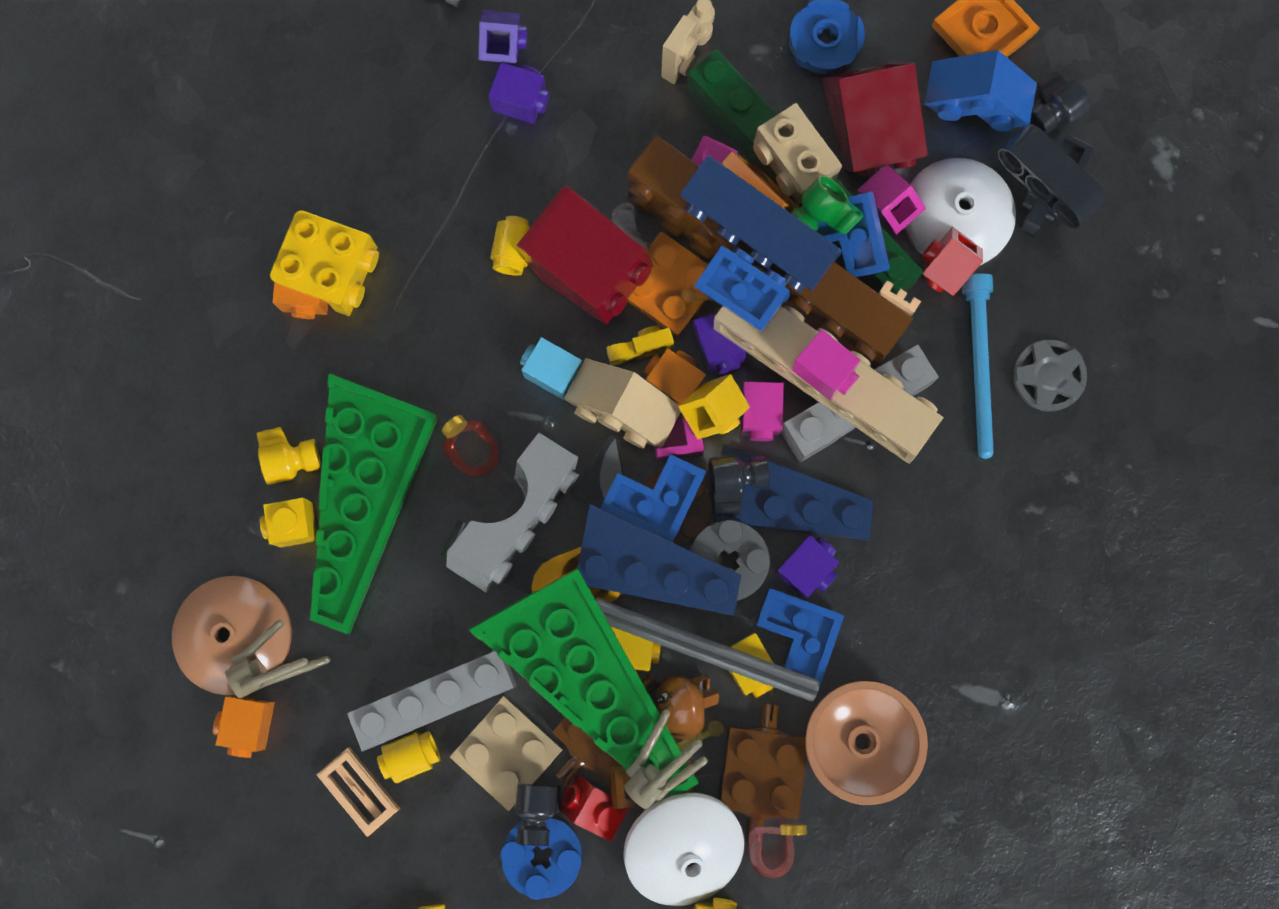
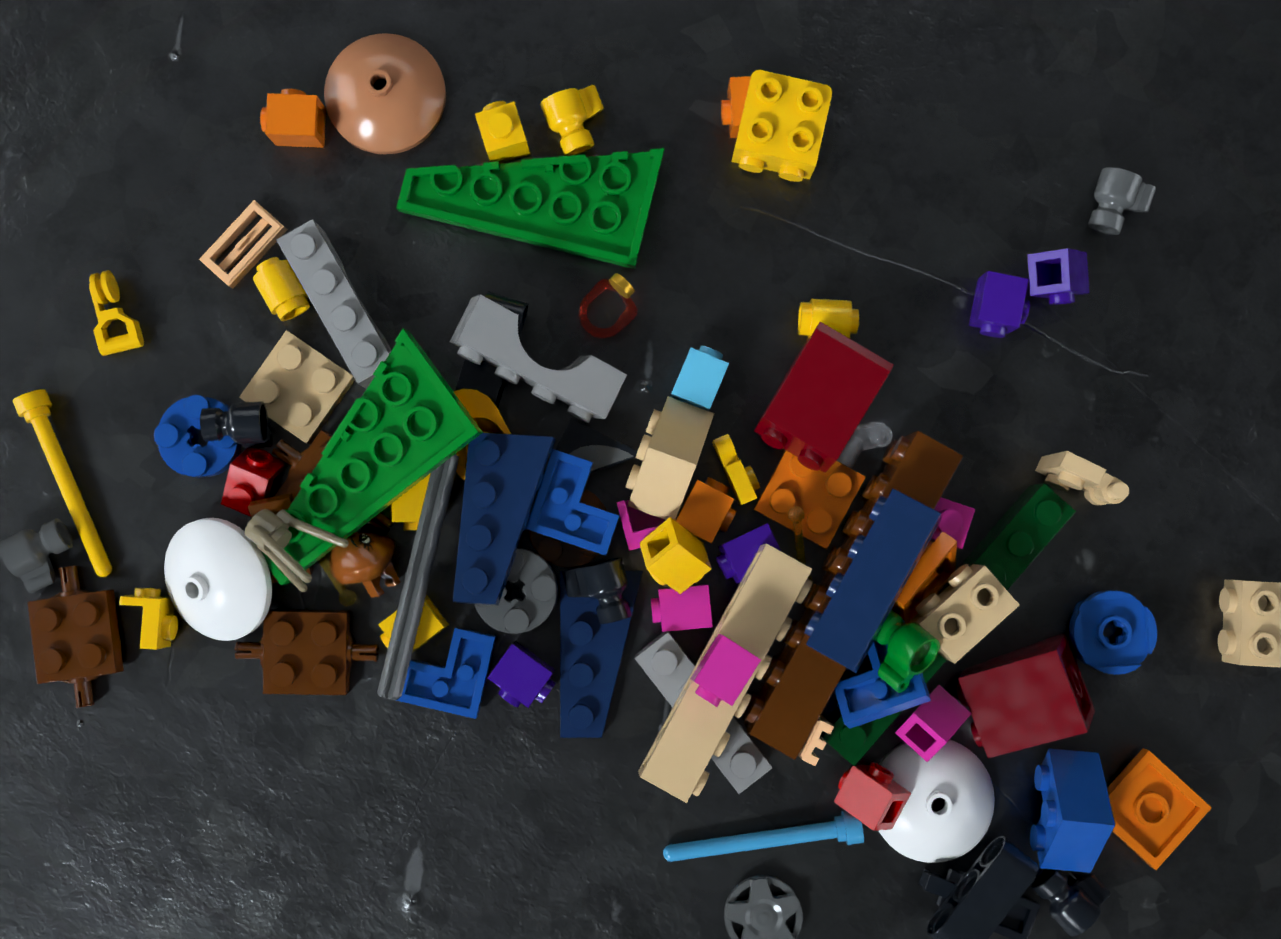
camera: 85 degrees right, 5 degrees up
(251, 676) = (341, 118): dark tan plant -> none
(743, 288) = (800, 570): blue bracket -> none
(755, 846) = (245, 684): clear red piece -> none
(894, 747) = (321, 771): nougat dish -> none

